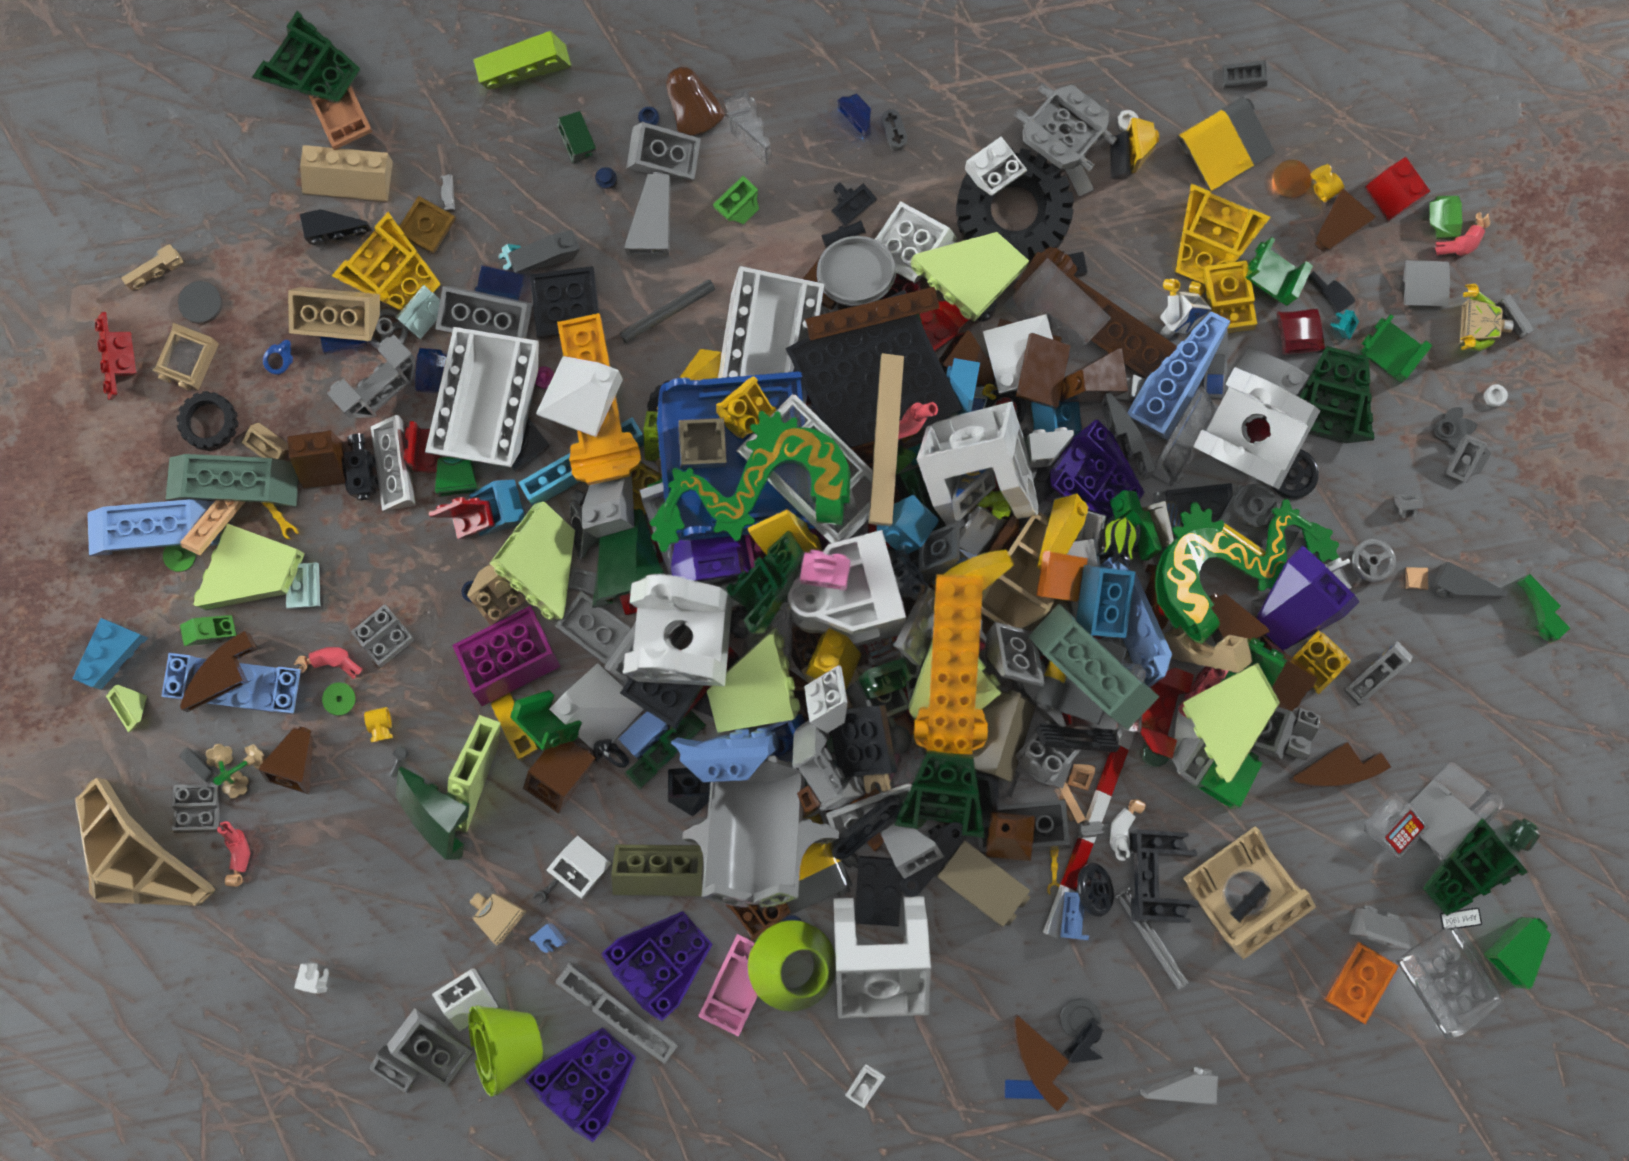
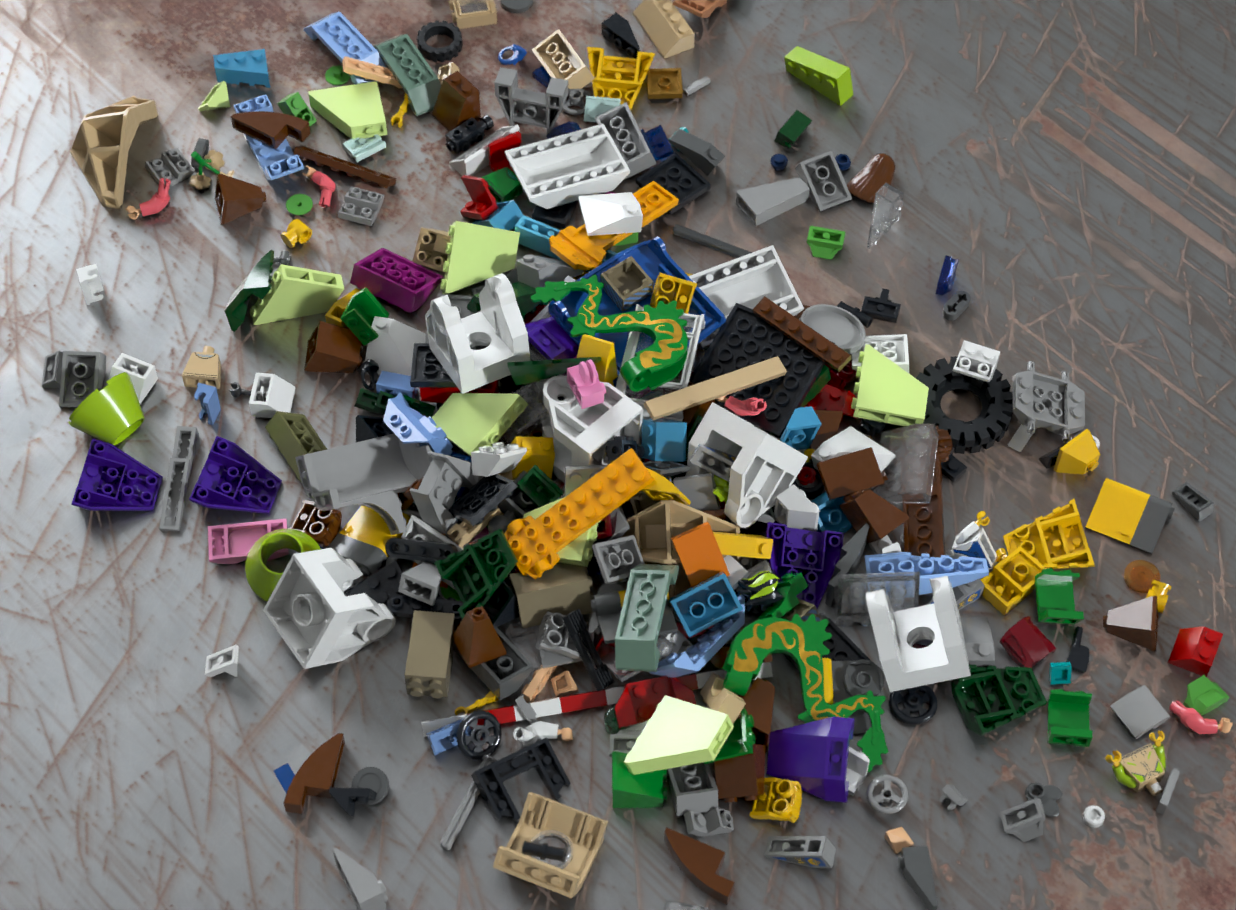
camera: 55 degrees right, 25 degrees down
(318, 623) = (338, 165): none -> reddish brown plate

